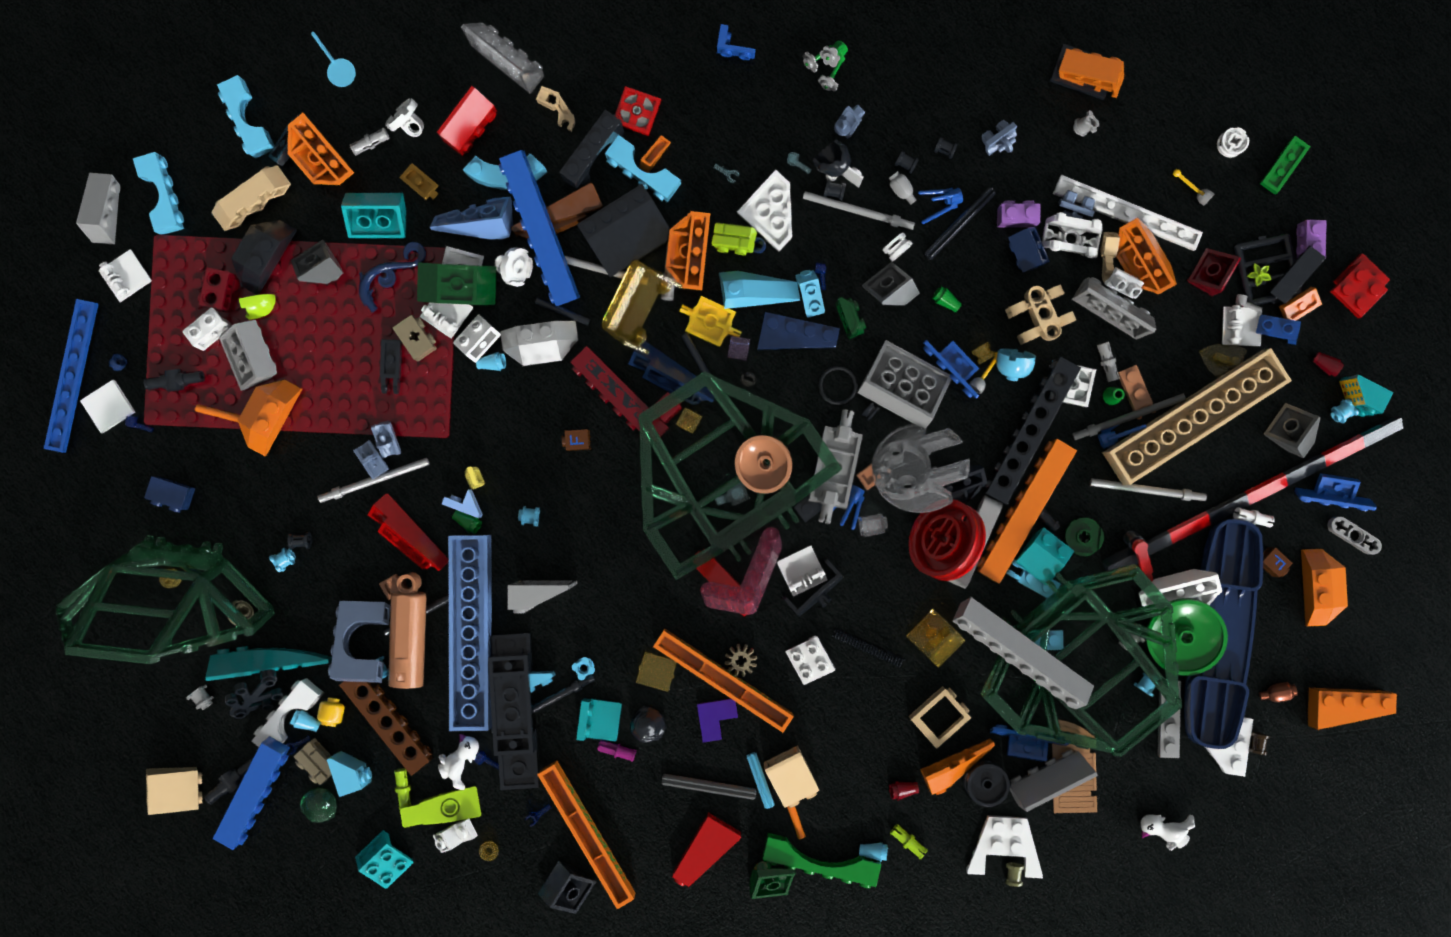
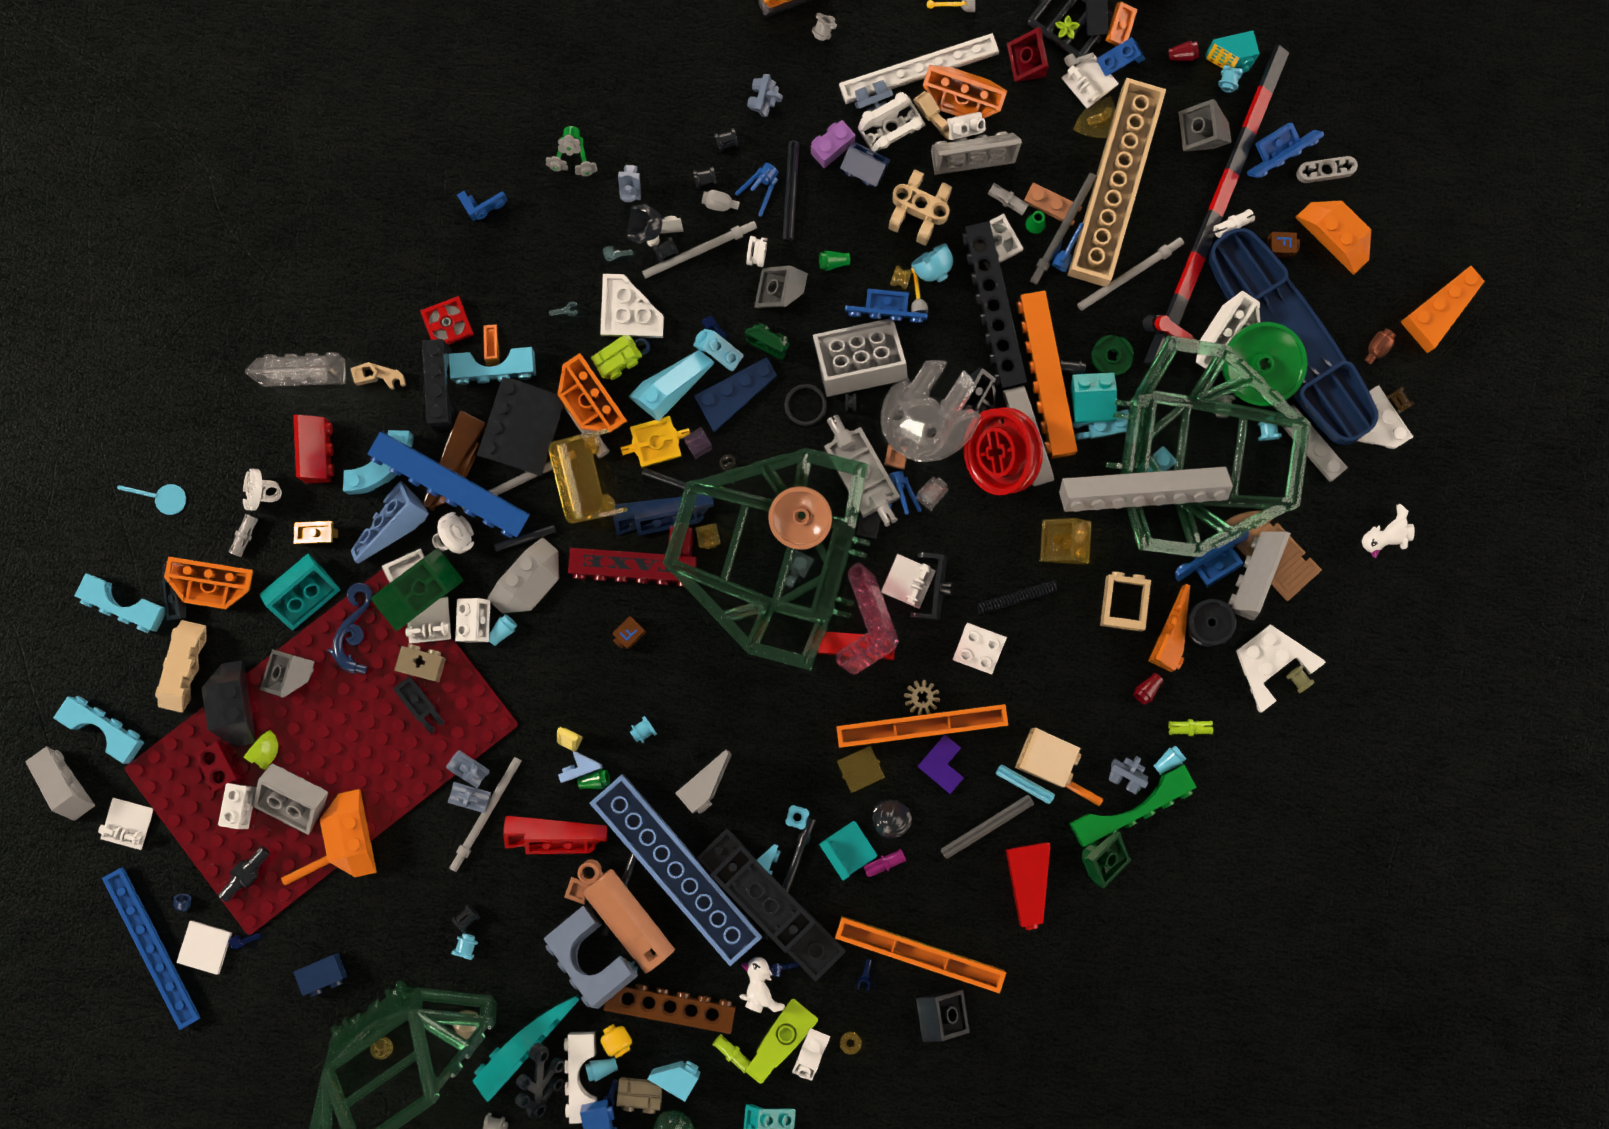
camera: 40 degrees left, 5 degrees down
(840, 834) = (1131, 770): none -> sand blue hips

